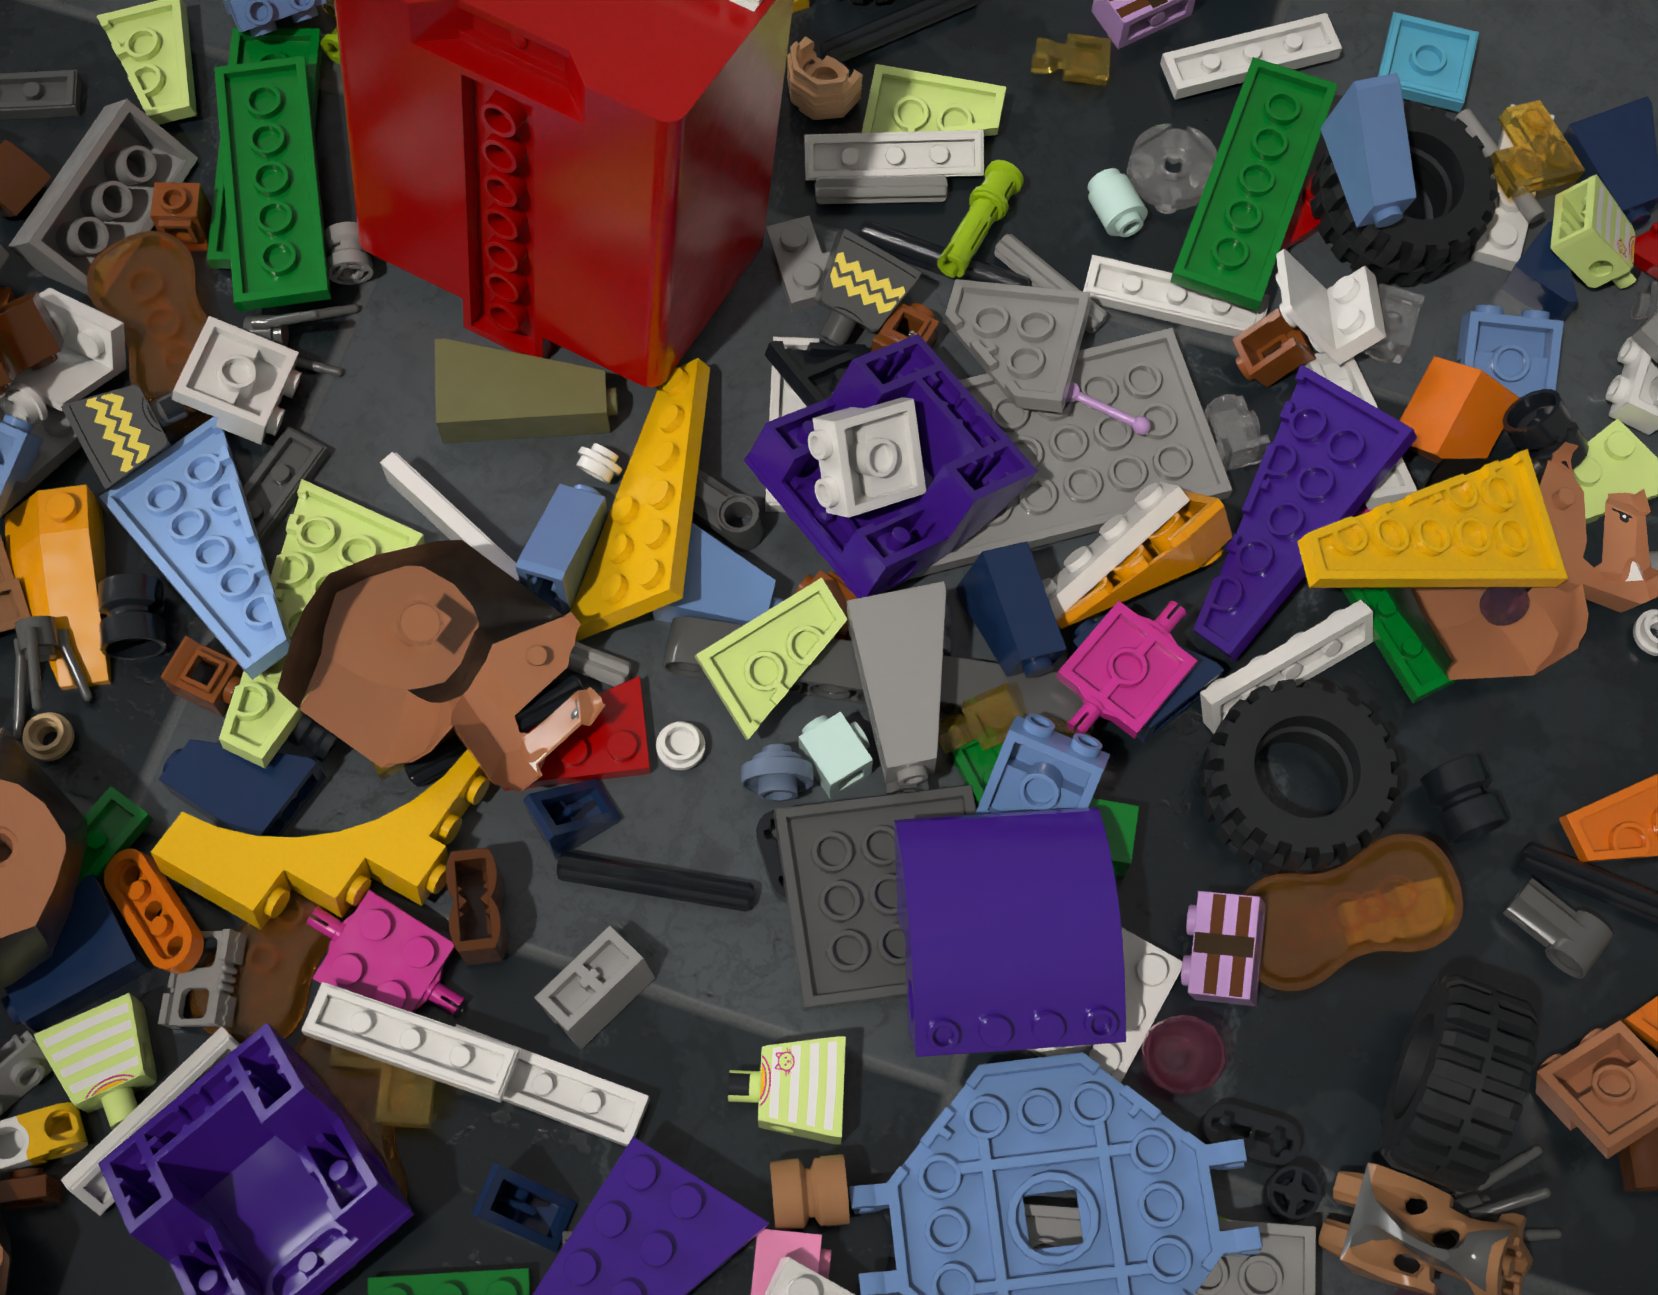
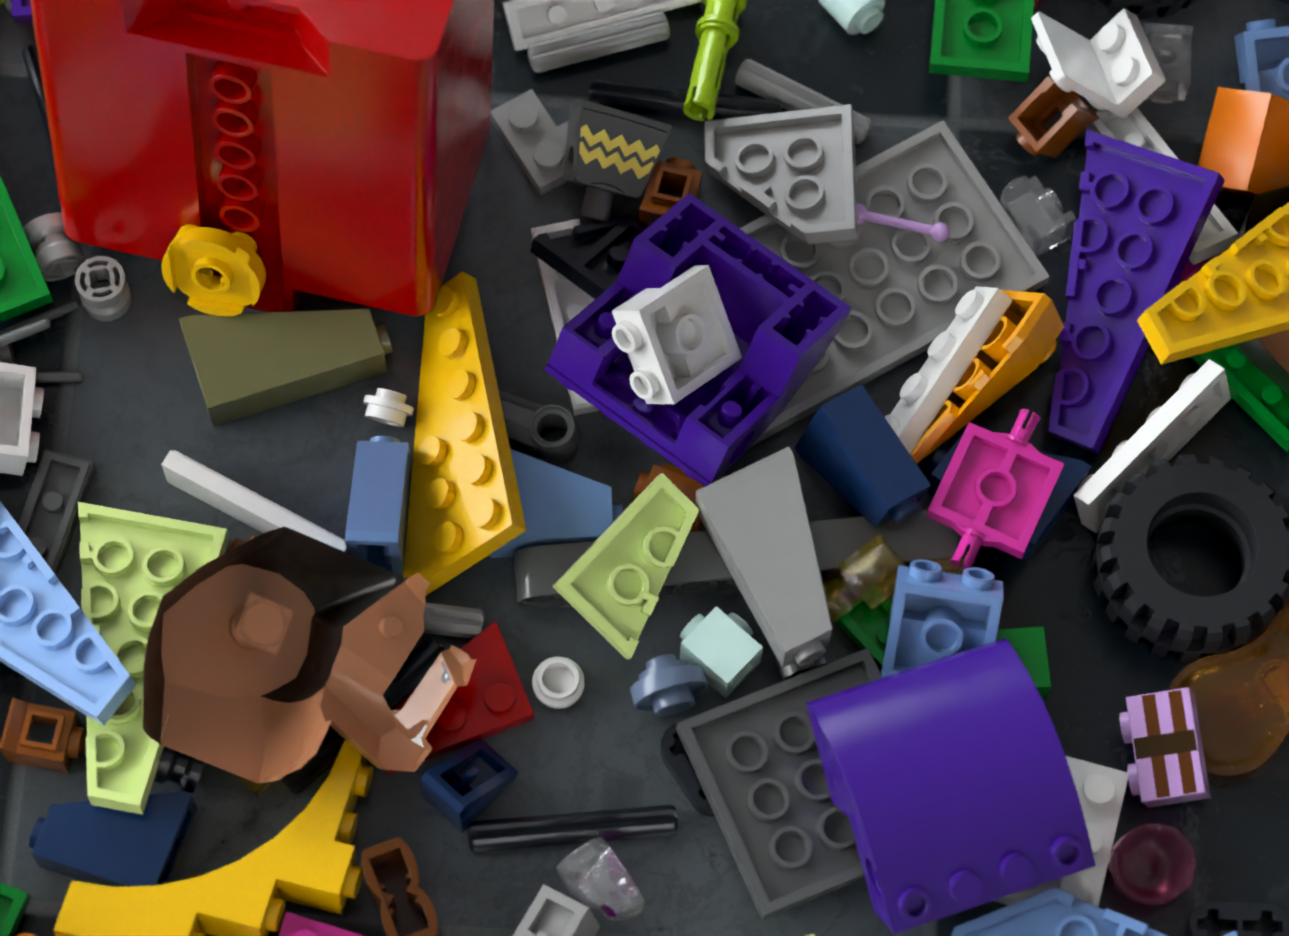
camera: 15 degrees left, 0 degrees up
(380, 299) = (106, 299): none -> light grey wheel
(467, 281) = (234, 255): none -> yellow plate
(664, 936) = (601, 881): none -> clear rock
(1152, 295) = (911, 88): white tile -> none

